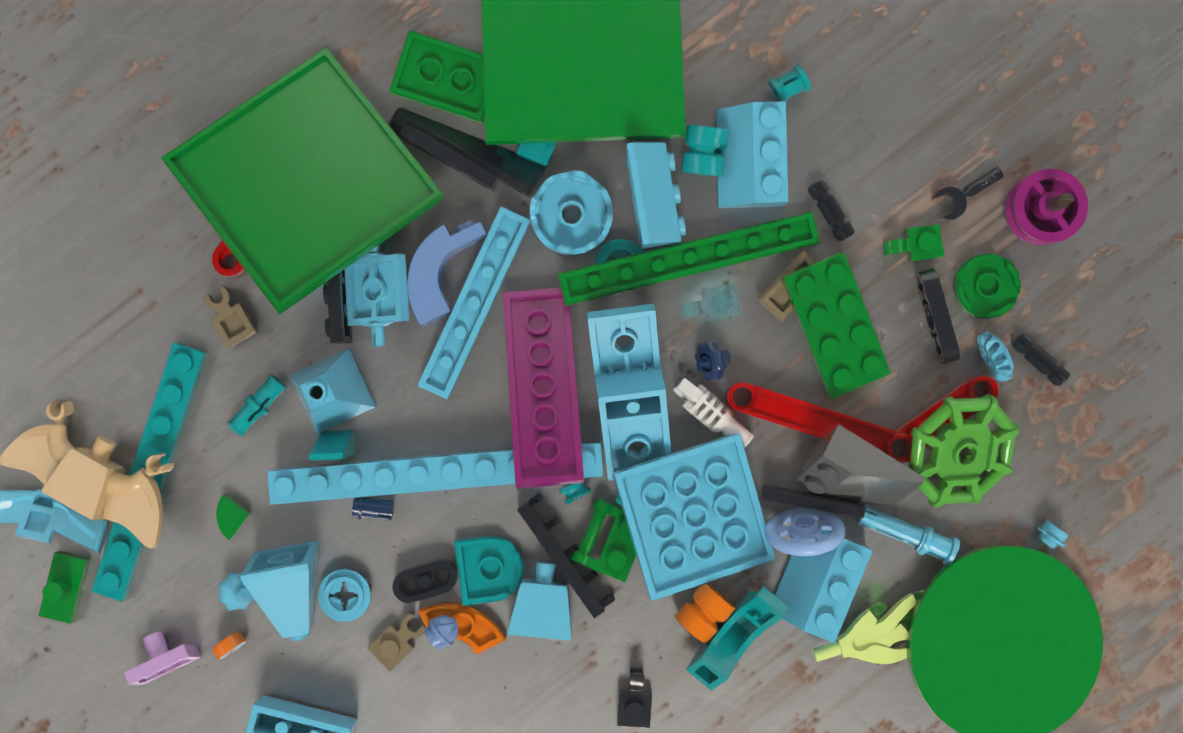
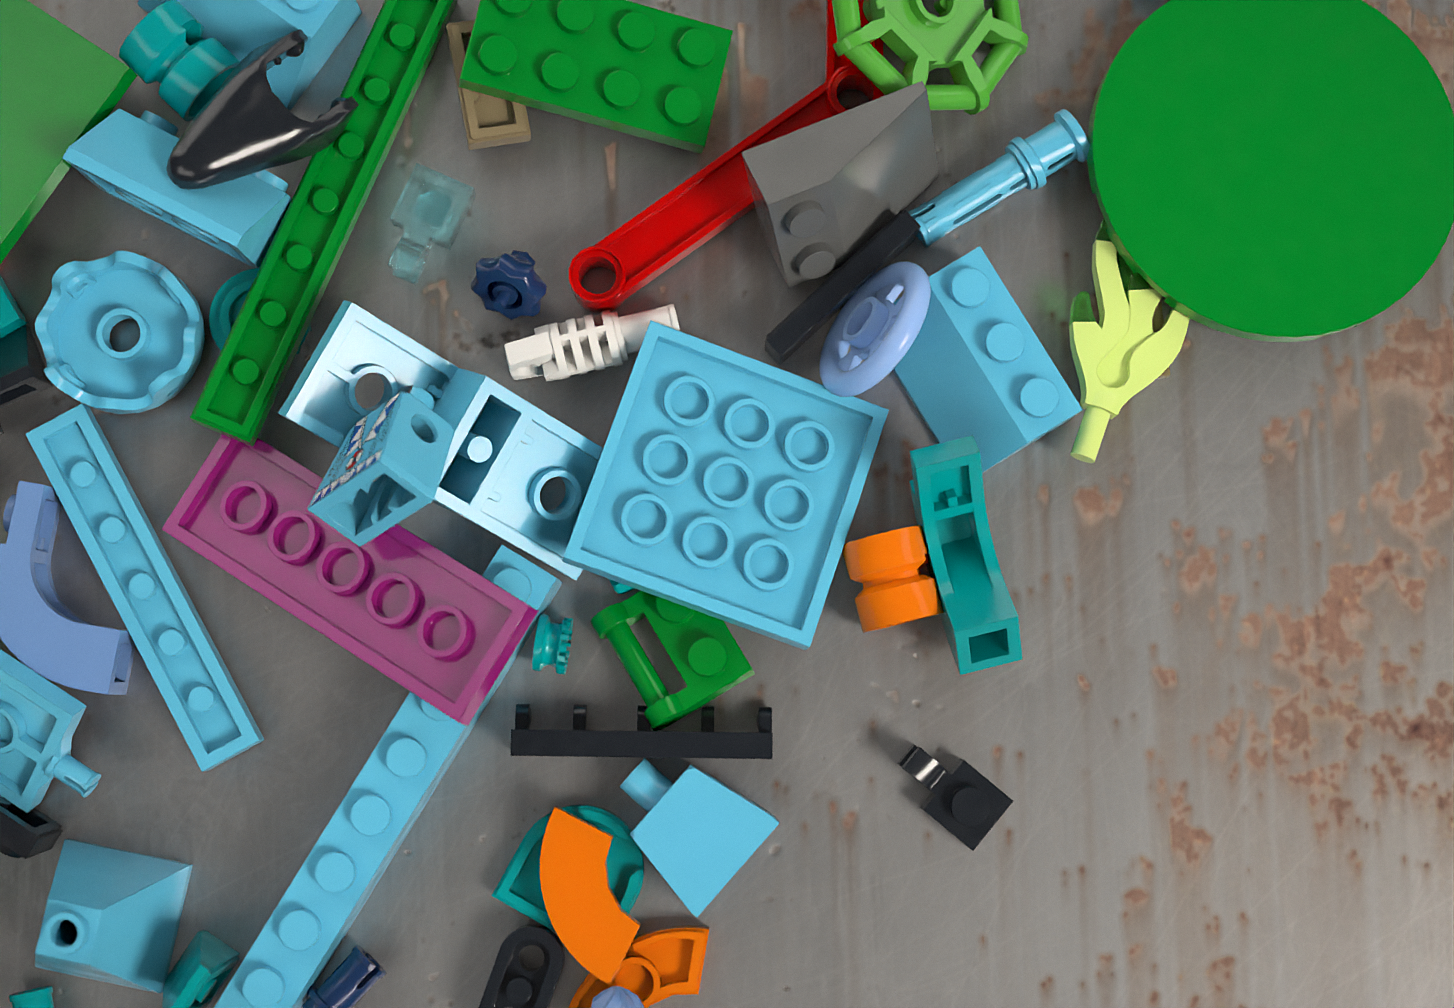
camera: 55 degrees left, 5 degrees down
(480, 579) = (580, 895): none -> orange tile
(597, 377) = (401, 446): none -> medium azure torso
(698, 206) = (248, 126): none -> black animal

